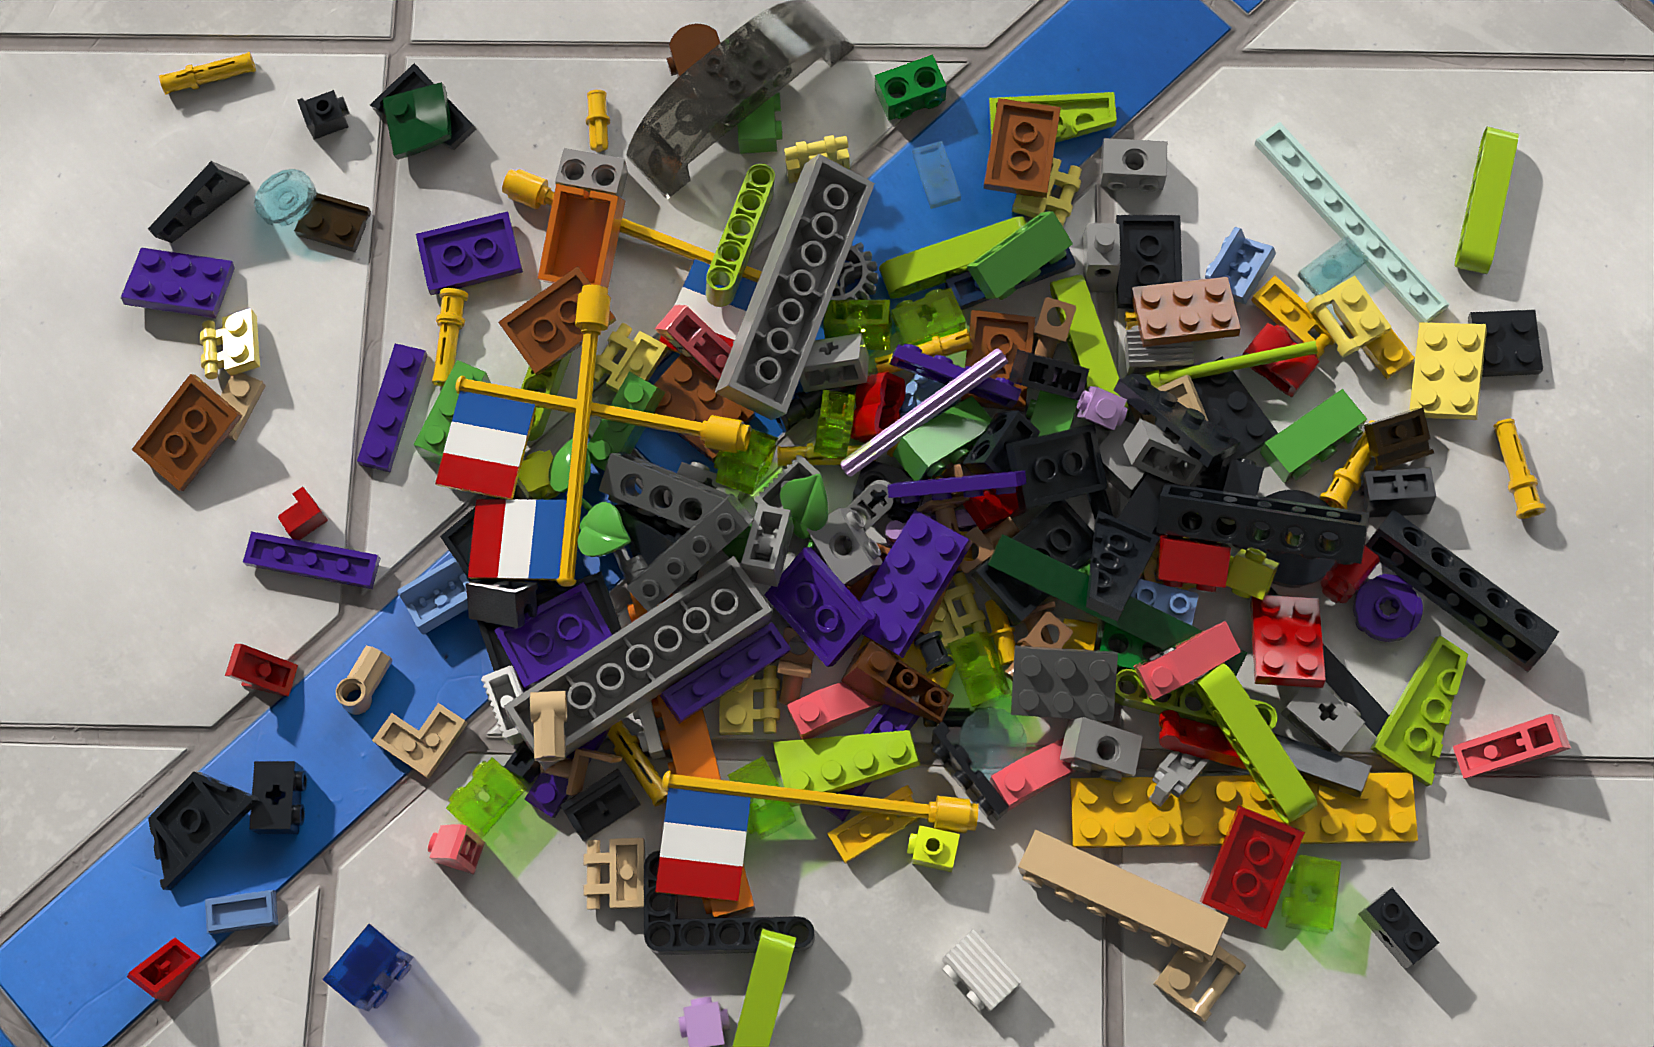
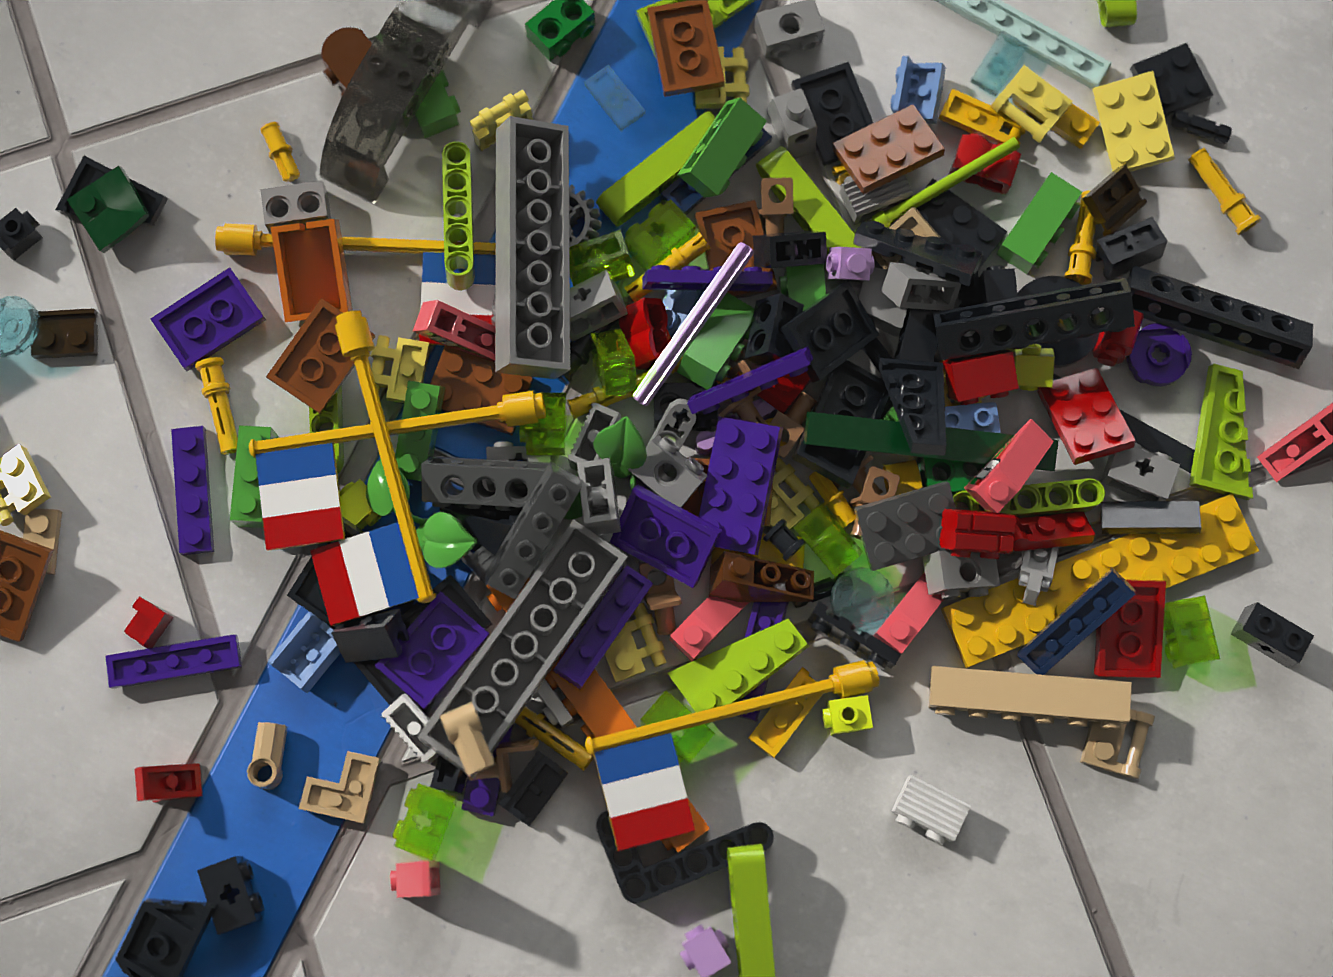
camera: 30 degrees left, 5 degrees up
(626, 864) = (581, 842): tan plate -> none
(1128, 712) = (977, 532): none -> red brick
(1197, 839) = (1076, 622): none -> dark blue plate
(1255, 743) = (1095, 518): lime beam -> none
(1519, 398) = (1201, 126): none -> black axle

